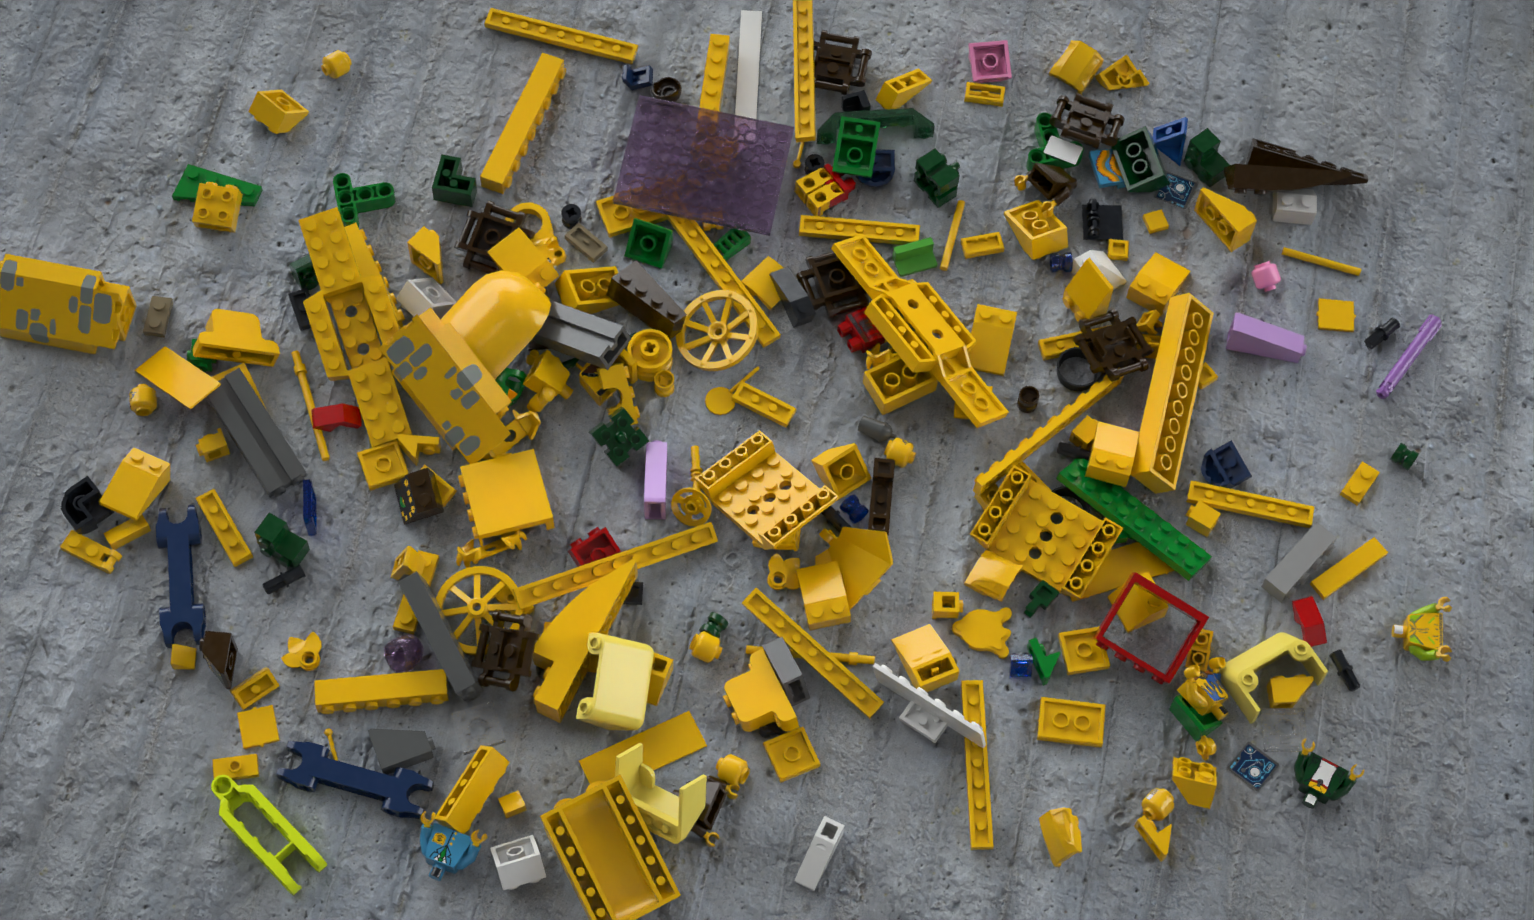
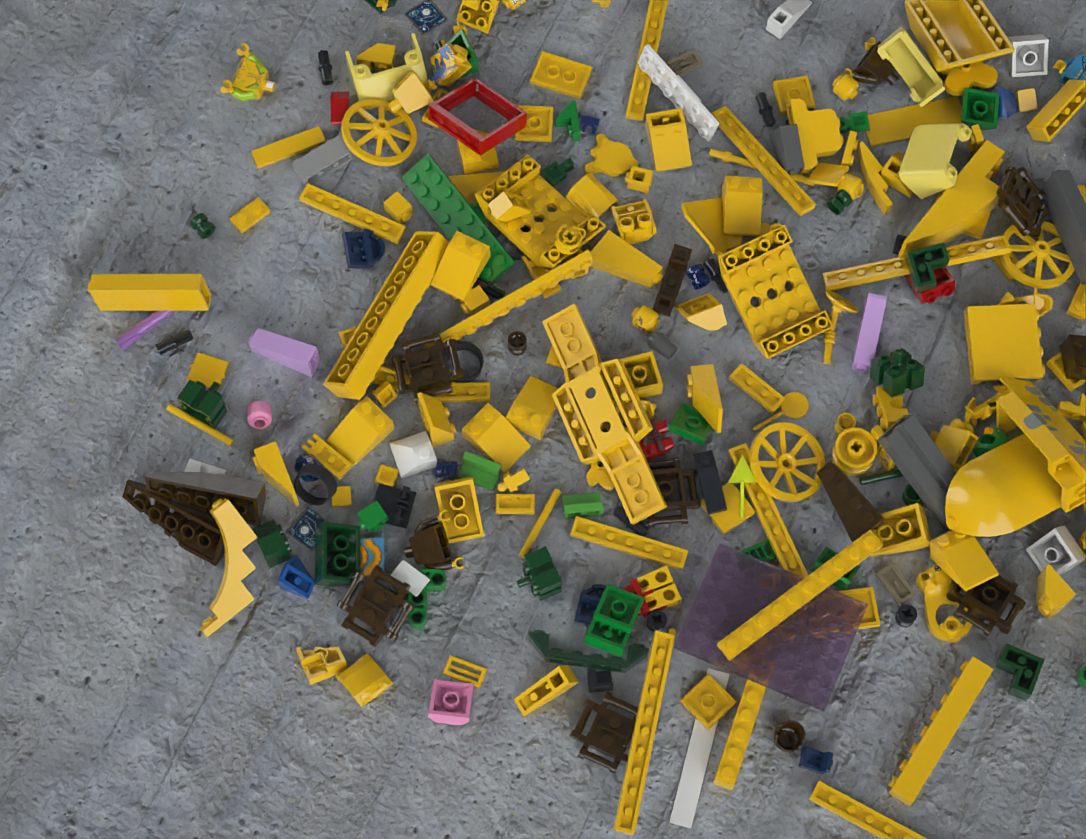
camera: 165 degrees left, 5 degrees up
(526, 202) = (951, 621): none -> yellow plate
(542, 788) = (1007, 102): none -> blue slope
(567, 724) = (976, 139): none -> yellow plate
(569, 767) = (980, 108): none -> green slope
(608, 545) = (923, 262): none -> dark green brick
(680, 194) = (799, 595): none -> yellow plate
(682, 669) = (871, 172): none -> yellow slope
(711, 730) = (857, 122): none -> green plate
(712, 699) = (851, 145): none -> yellow plate
(733, 652) = (828, 174): none -> yellow piece
(750, 105) = (708, 701): none -> yellow tile
(762, 309) = (742, 474): none -> neon yellow piece
(817, 373) = (705, 394): none -> yellow slope
(821, 724) = (765, 109): none -> black axle
(823, 352) = (690, 424): none -> green plate
(931, 761) = (685, 63): none -> dark tan plate
(938, 509) = (624, 261): none -> yellow slope
(941, 557) = (634, 221): none -> yellow slope
(991, 261) = (512, 481): none -> yellow piece
(1006, 490) = (568, 239): none -> yellow wheel
(1026, 270) = (484, 471): none -> bright green panel
(1027, 298) = (495, 437): none -> yellow slope
(1080, 524) = (508, 207): none -> yellow slope
(1117, 200) = (372, 517): none -> green brick
(1184, 253) = (330, 458): none -> yellow hinge
(1185, 213) = (321, 473): none -> black tyre
(1197, 236) = (305, 459): none -> clear blue head
(1224, 113) = (232, 593): none -> yellow arch
(1233, 640) = (410, 94): none -> yellow torso
(1244, 557) = (380, 130): none -> yellow wheel
(1326, 269) = (203, 403): none -> dark green brick
(1426, 359) = (150, 292): none -> yellow brick

